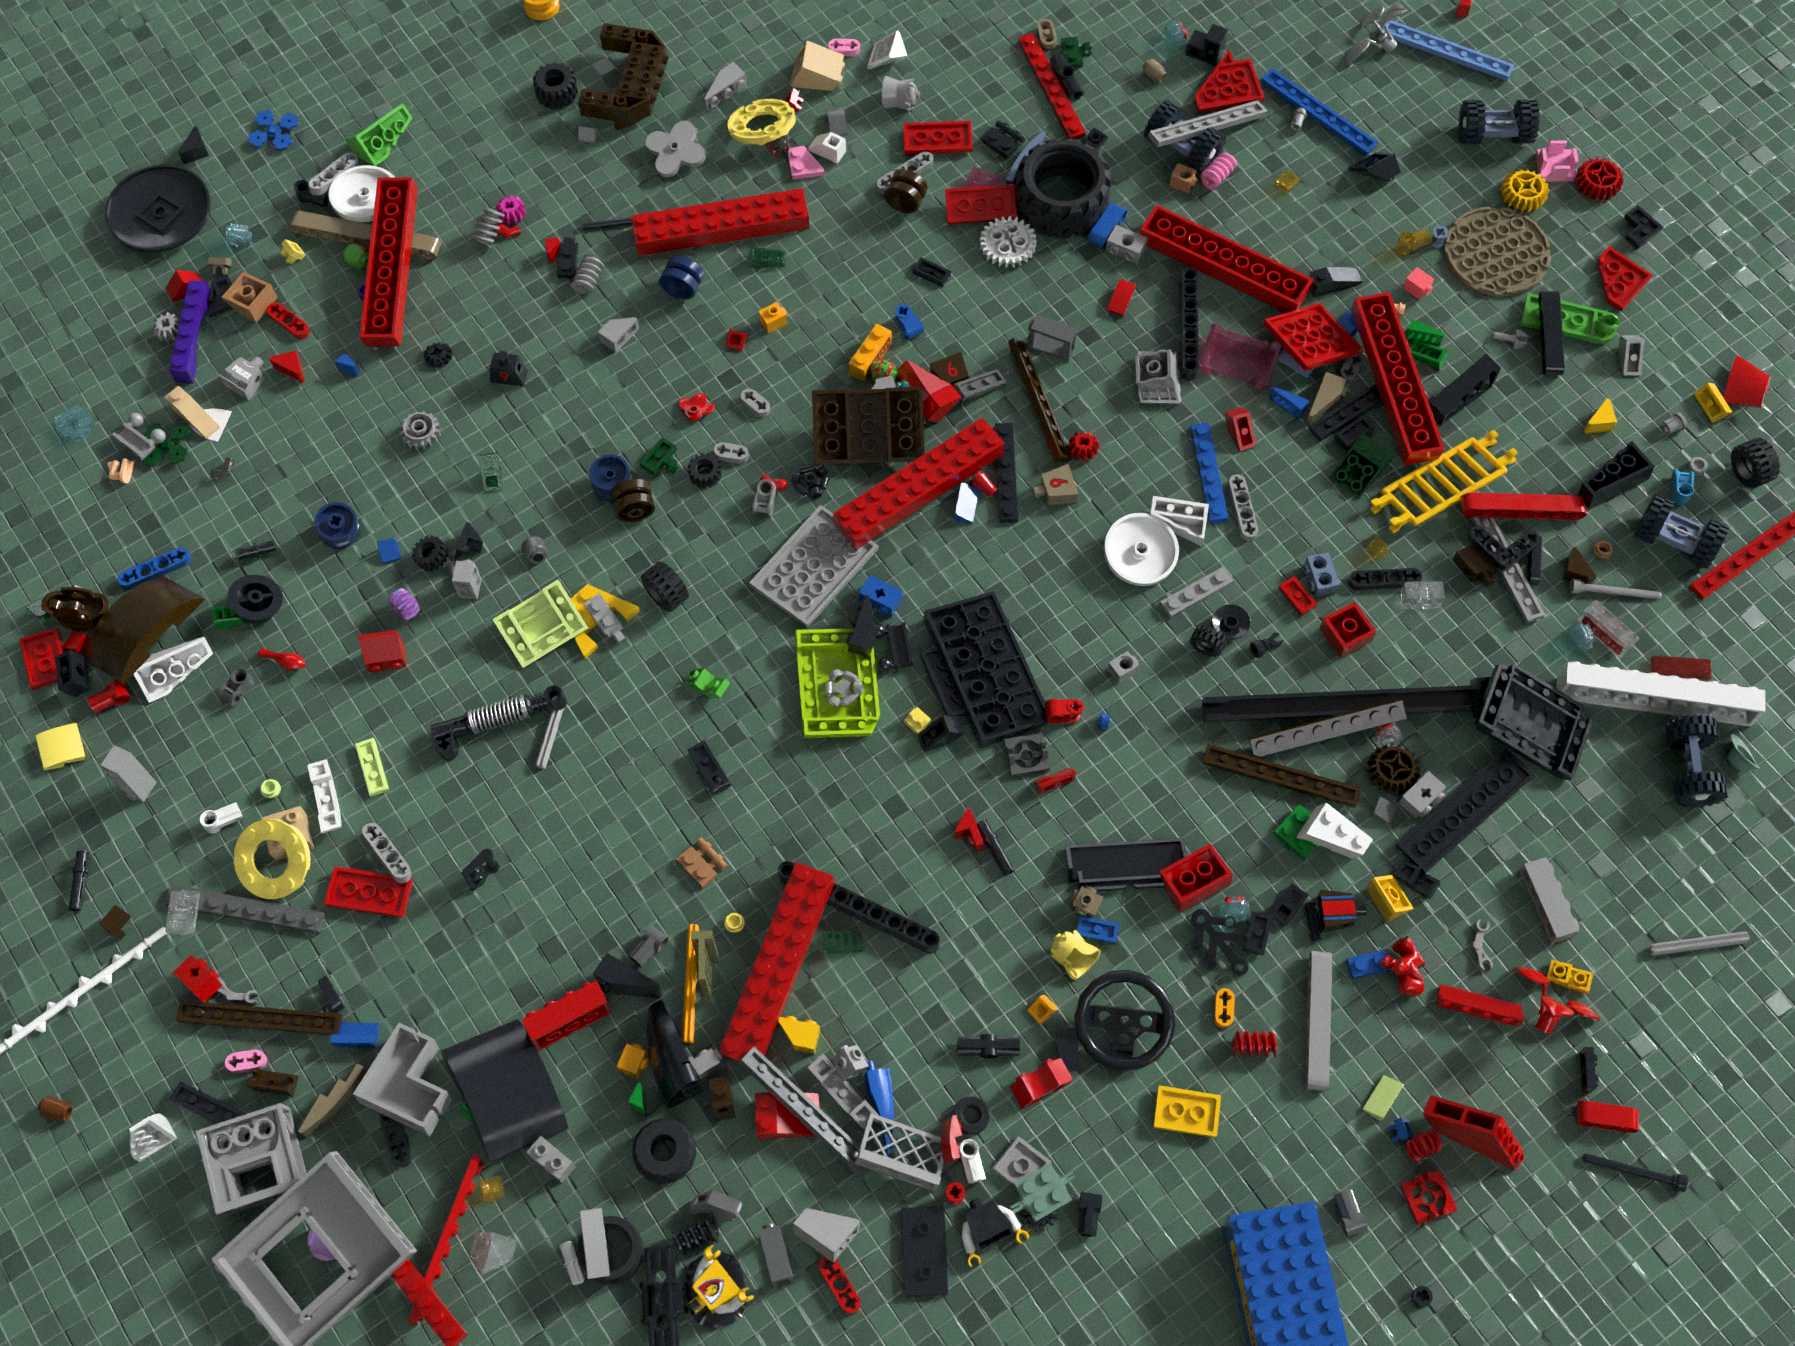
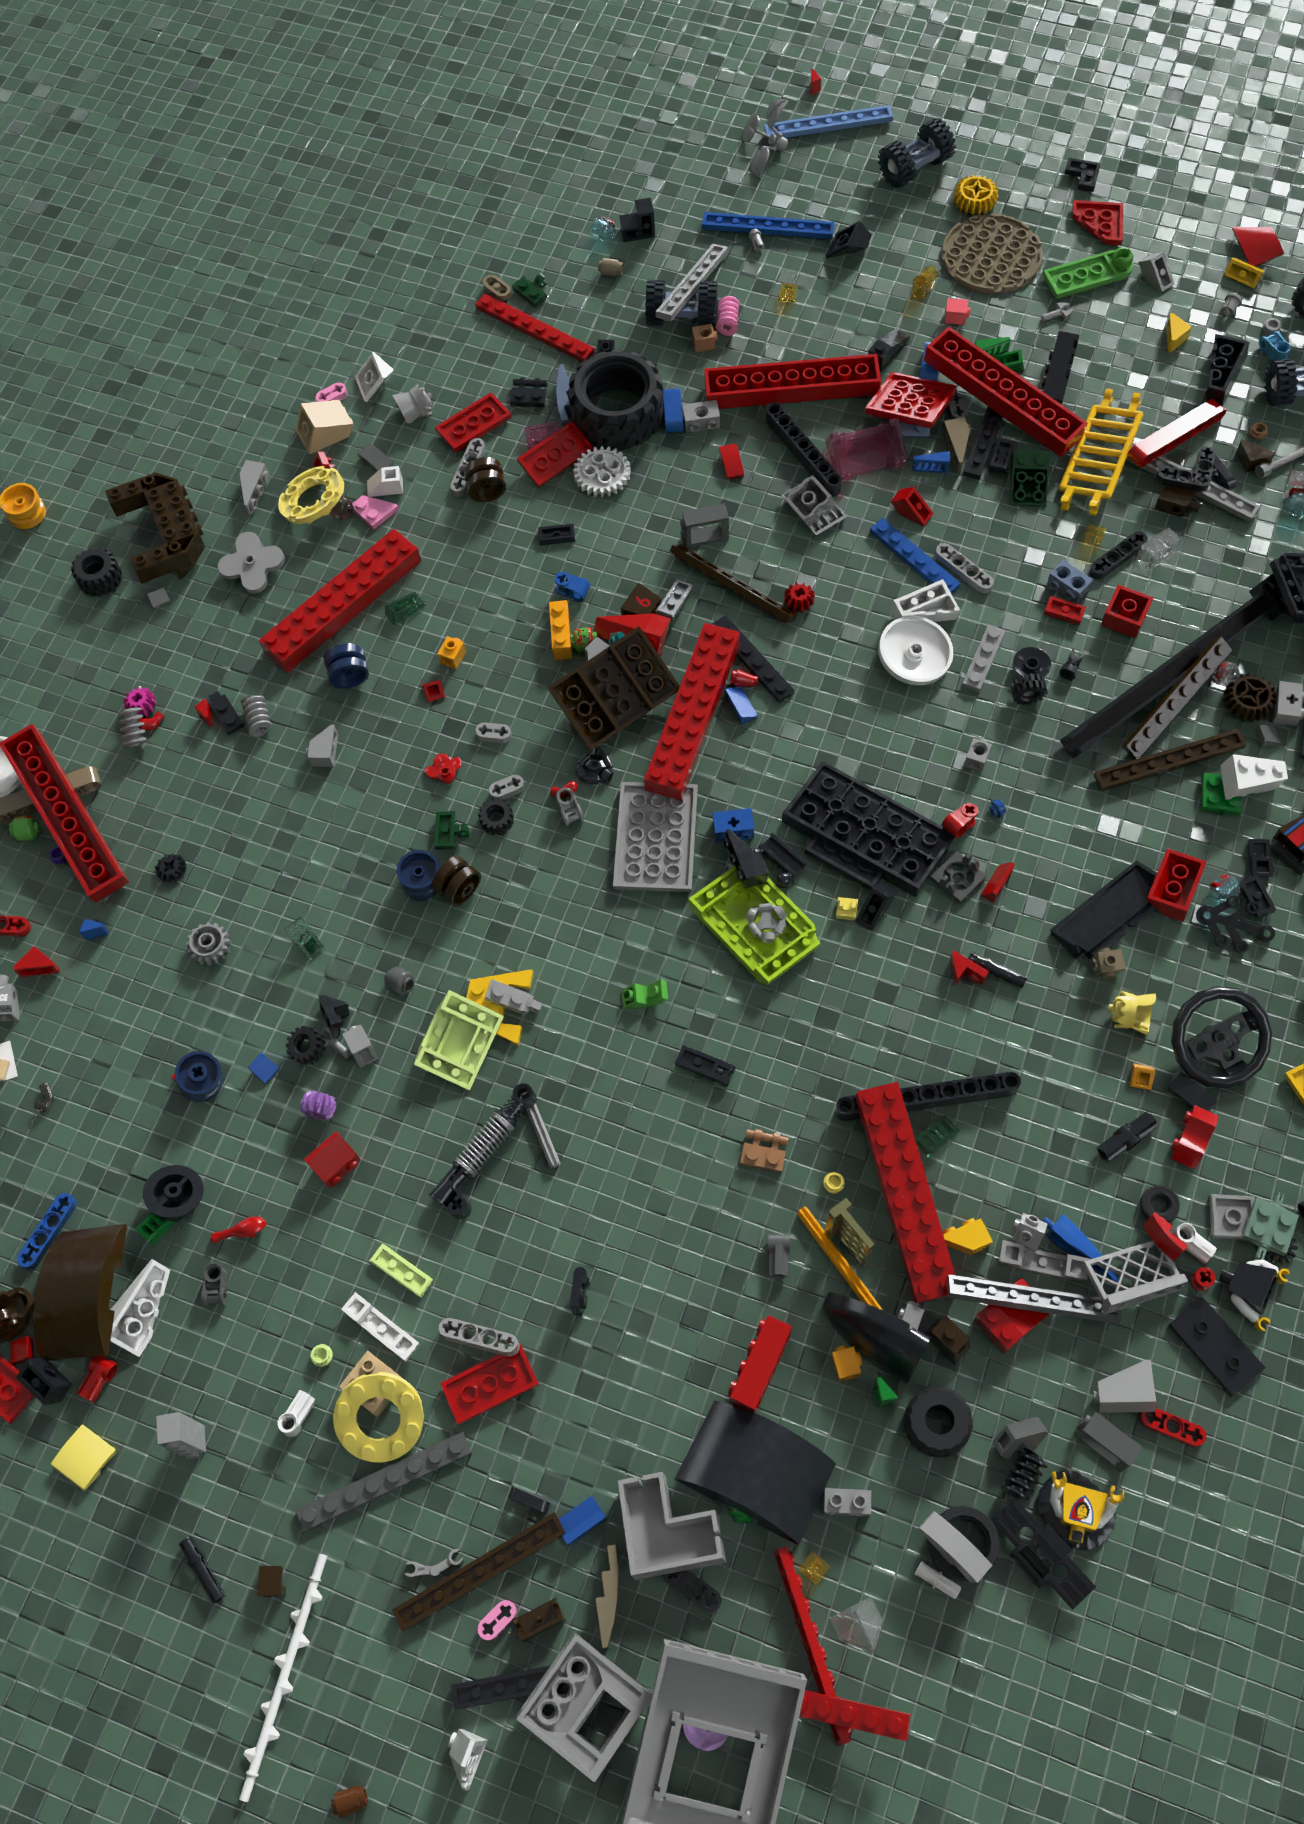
camera: 30 degrees left, 0 degrees up
(182, 912) = (331, 1526): clear brick -> none
(198, 978) = (382, 1576): red brick -> none
(256, 550) = (135, 1149): black pin -> none
(507, 369) = (248, 840): black torso -> none
(607, 223) = (238, 661): black bar -> none
(622, 979) = (783, 1297): black slope -> none
(664, 586) = (545, 935): black tyre -> none
(1057, 487) = (806, 643): dark tan torso -> none
(1066, 76) = (542, 312): black piece -> none
(1098, 930) = (1133, 980): blue plate -> none
(1219, 1008) = (1280, 975): light orange beam -> none
(1229, 86) = (681, 245): red wing -> none
(1440, 239) = (945, 262): sand blue bush -> none
(1551, 333) = (1088, 289): black beam -> none
(1556, 162) = (981, 160): bright pink panel -> none
(1599, 178) = (1023, 154): red gear -> none

